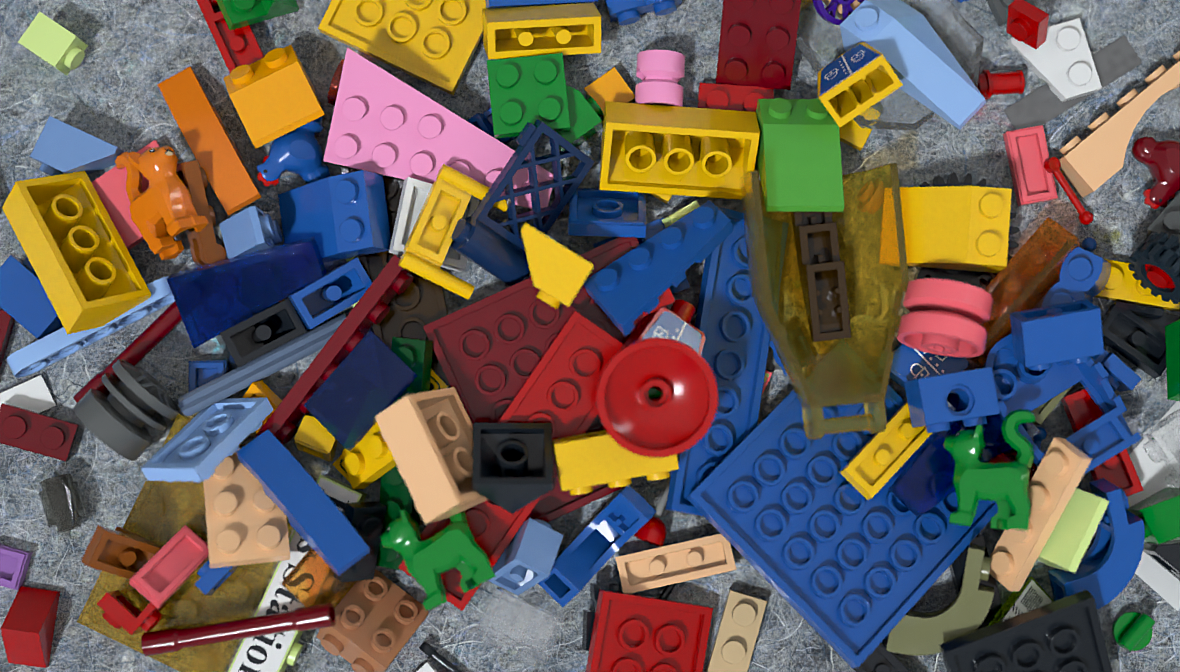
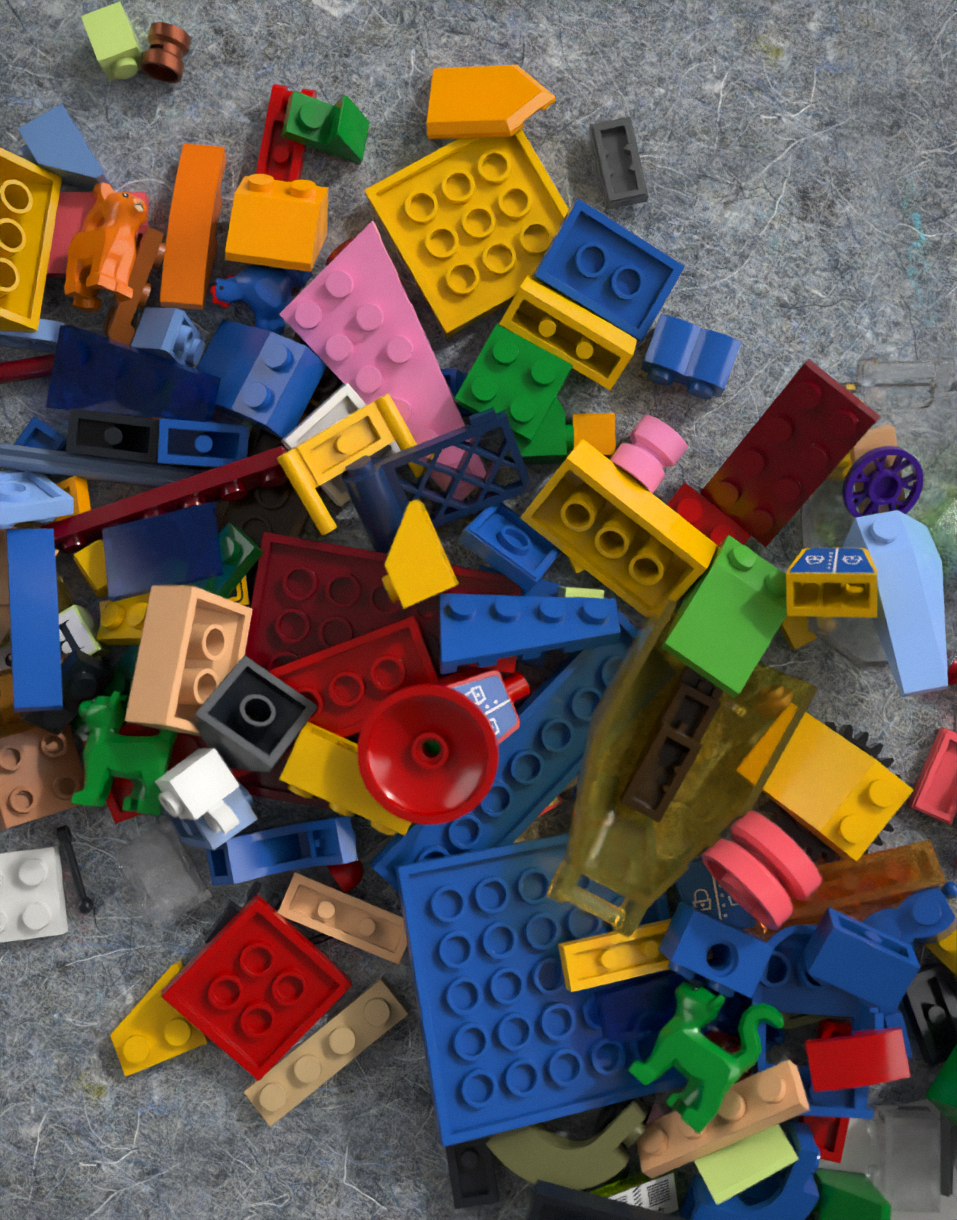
camera: 35 degrees right, 0 degrees up
(97, 26) = (165, 52): none -> copper wheel
(509, 537) = (198, 789): none -> white brick
(1102, 403) = (857, 1060): none -> red slope

